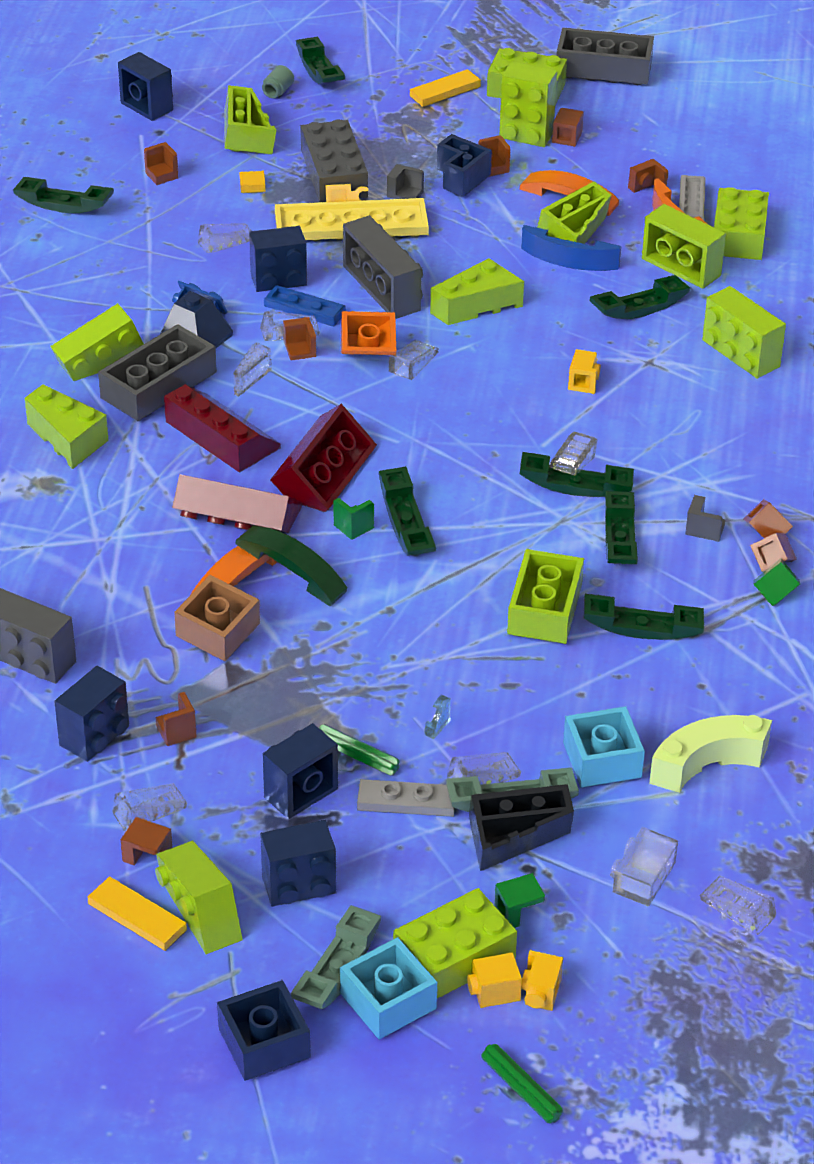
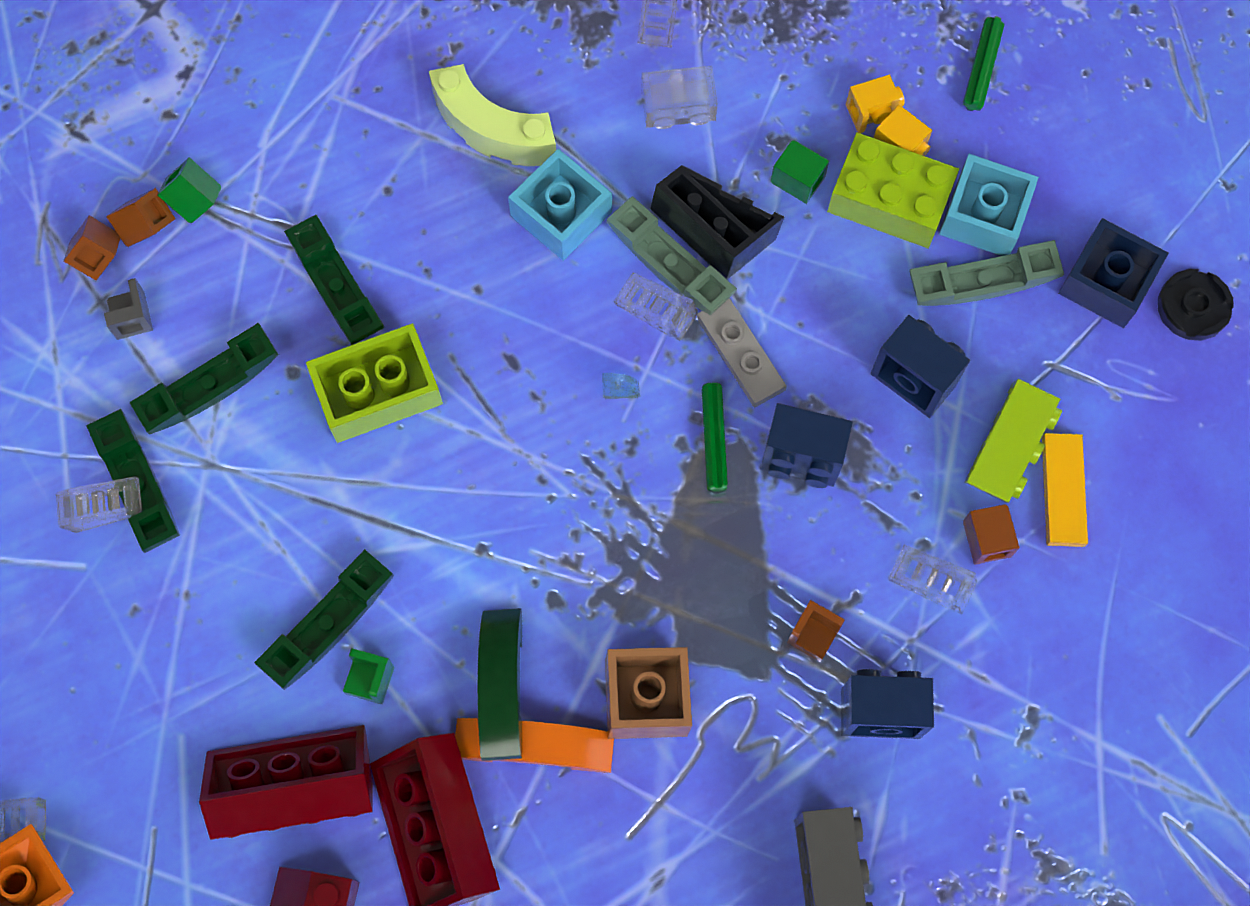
camera: 125 degrees left, 30 degrees up
(194, 1089) = (1195, 304): none -> black tile

